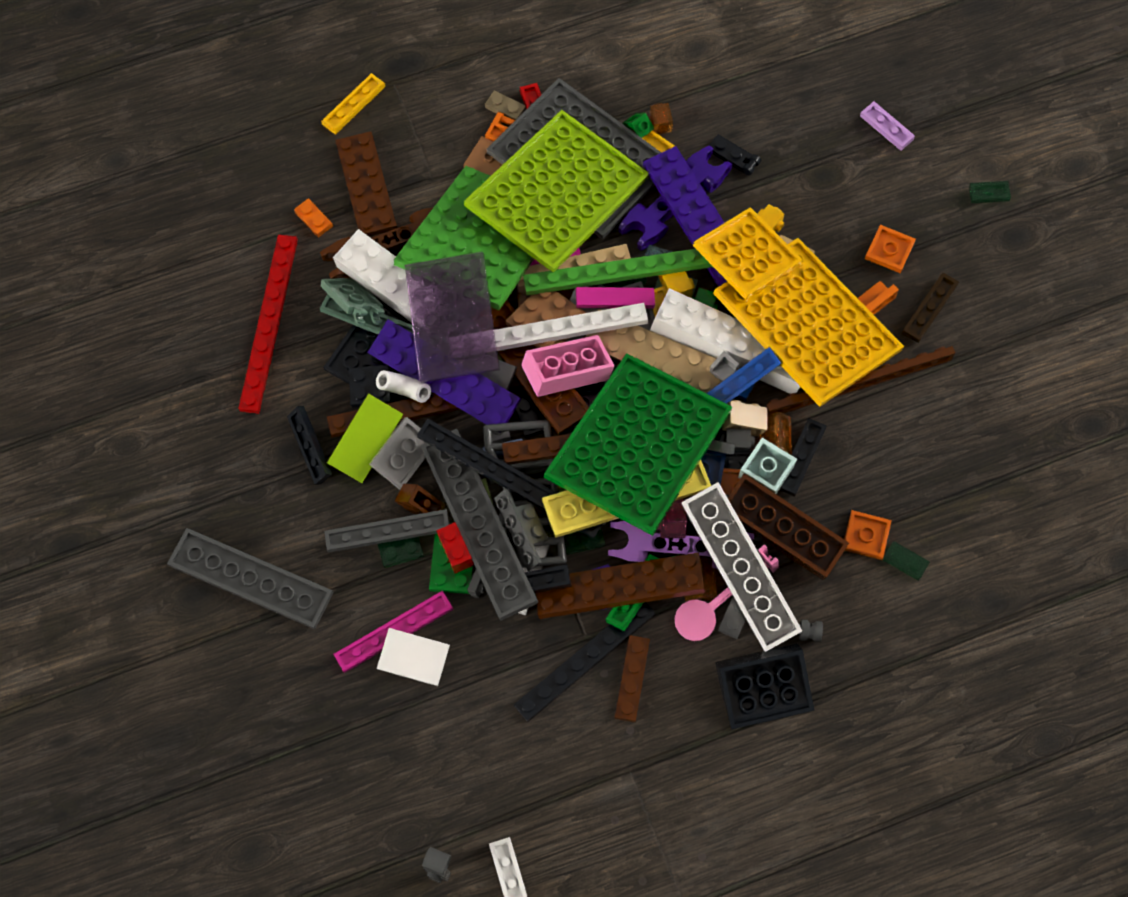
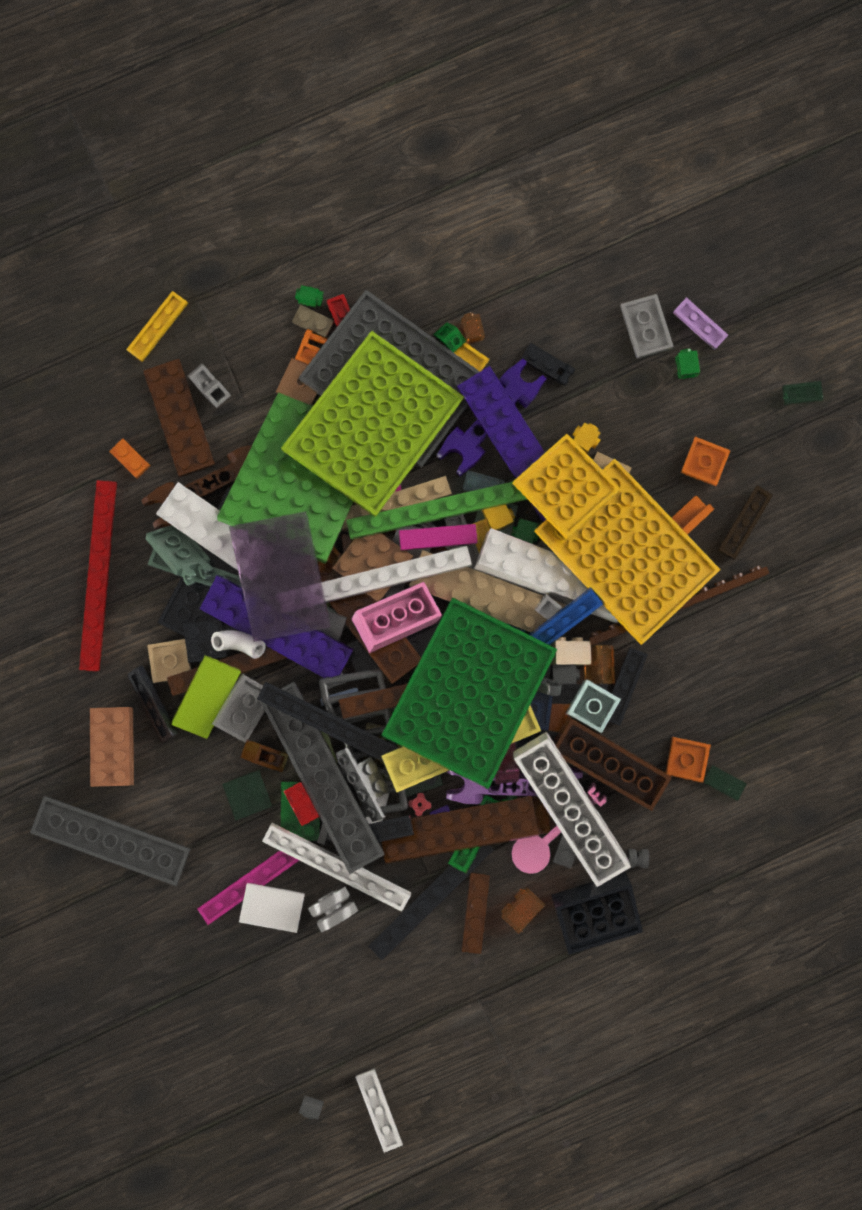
camera: 10 degrees left, 15 degrees up
(262, 483) = (111, 747): none -> nougat brick
(328, 402) = (168, 659): none -> tan plate
(385, 530) = (236, 789): dark grey plate -> none
(398, 156) = (209, 386): none -> light grey brick
(478, 658) = (334, 911): none -> light grey wheel
(486, 617) = (334, 866): none -> white plate
(503, 83) = (309, 296): none -> green brick
(579, 556) = (419, 799): none -> coral plate
(683, 676) = (522, 909): none -> clear orange brick
(833, 125) = (646, 326): none -> light grey plate
(873, 160) = (687, 364): none -> green brick

